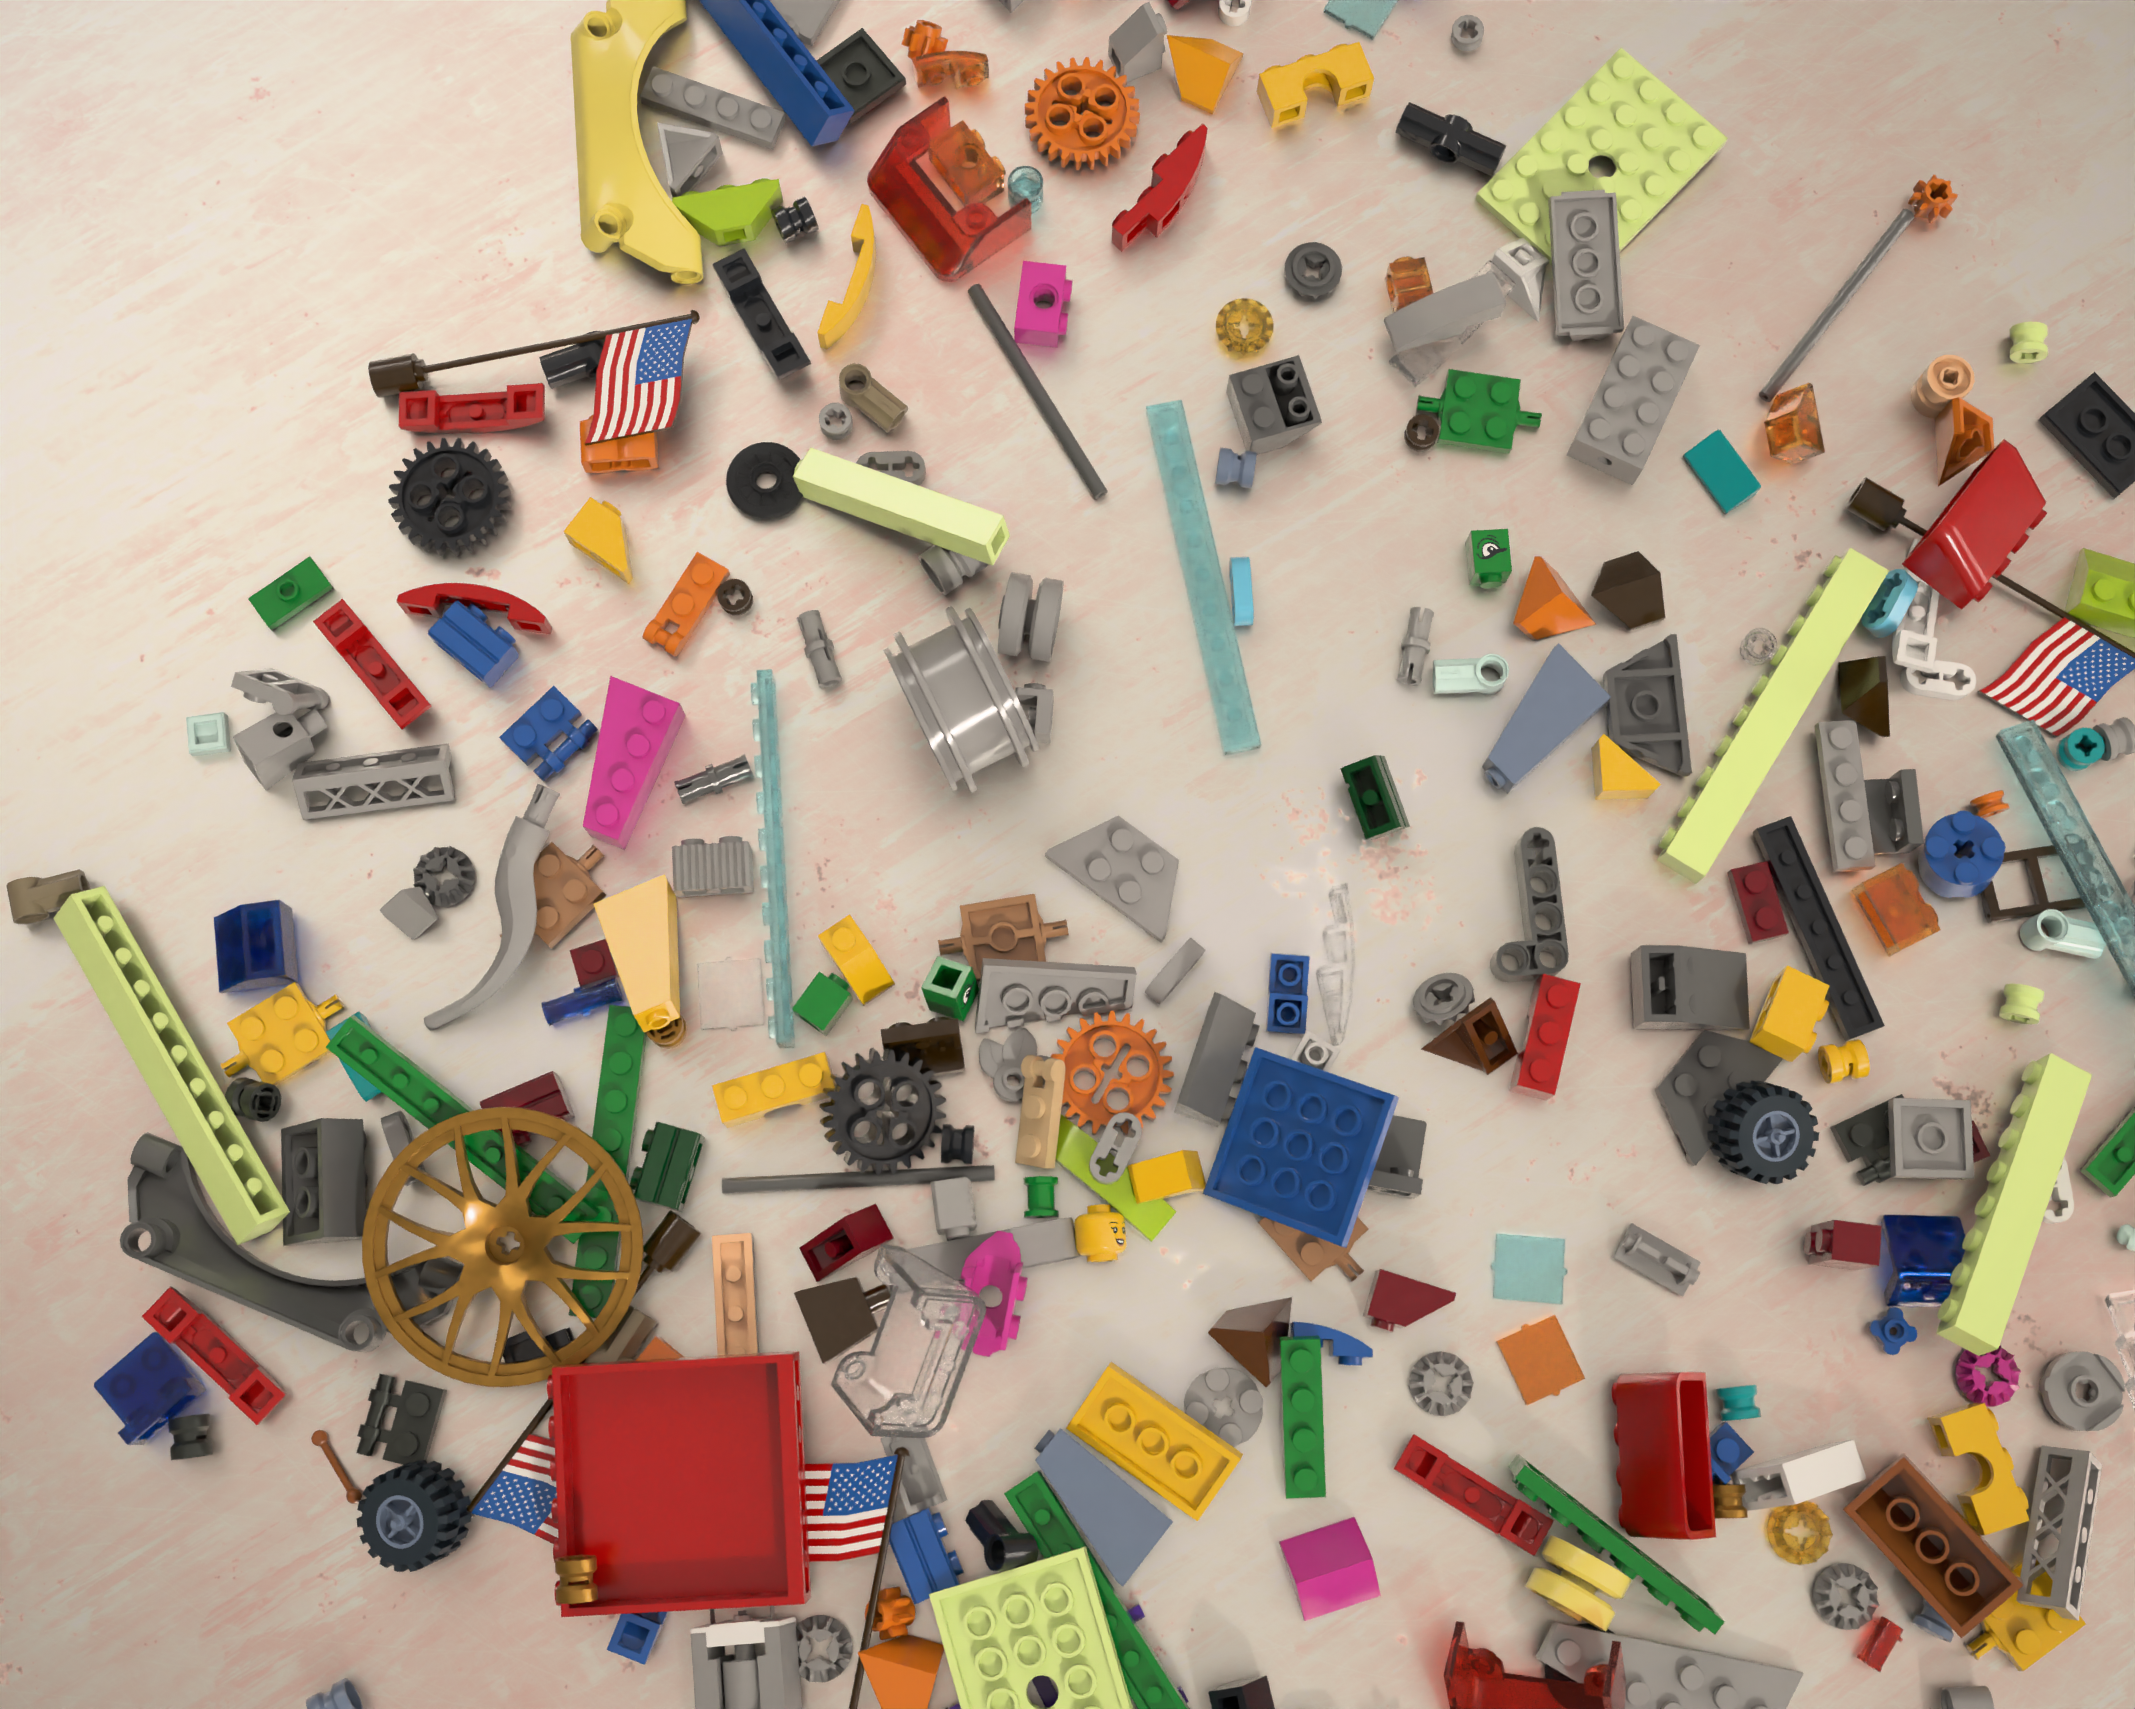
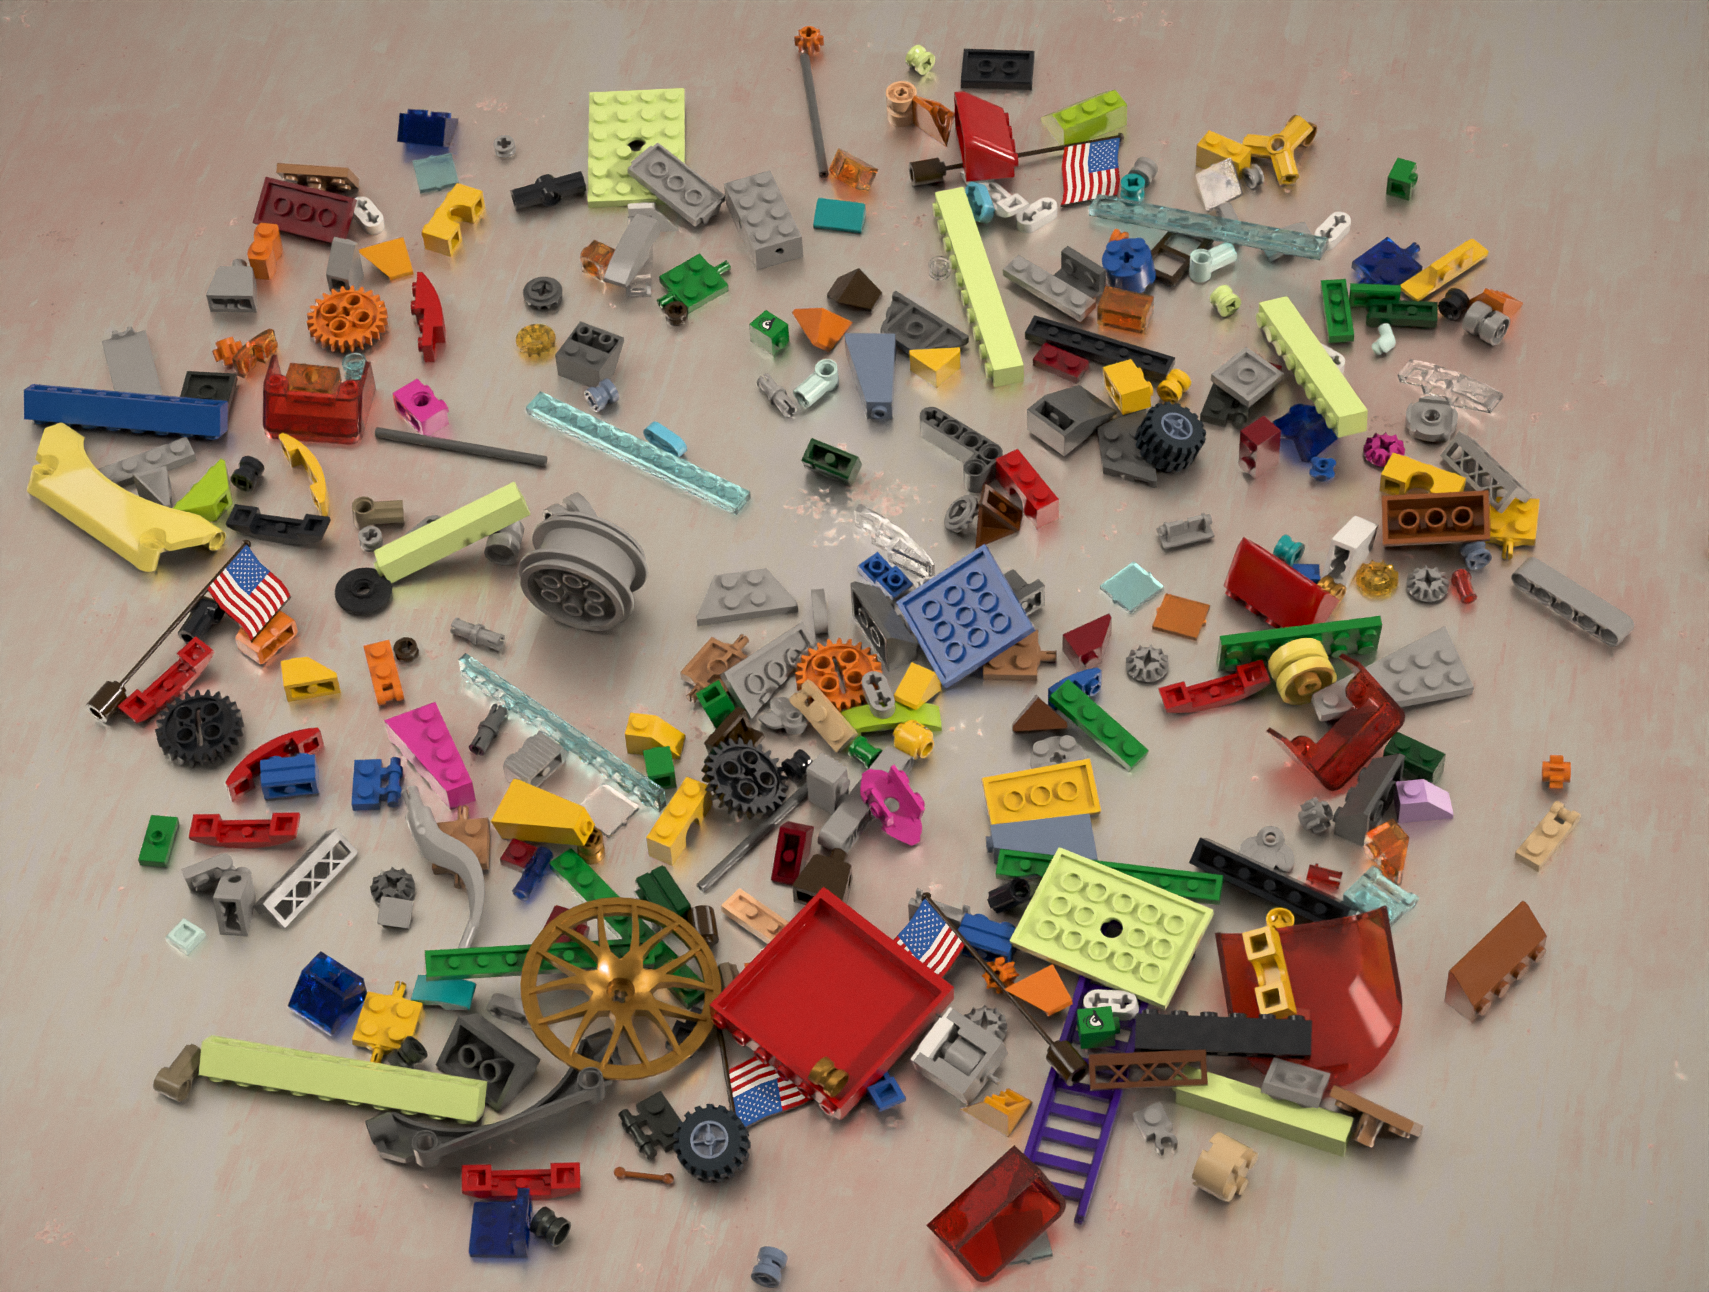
camera: 40 degrees left, 25 degrees down
(918, 1350) = (877, 843): clear windscreen -> none
(1330, 1568) = (1187, 776): dark pink slope -> none
(1866, 693) = (1010, 238): dark brown slope -> none

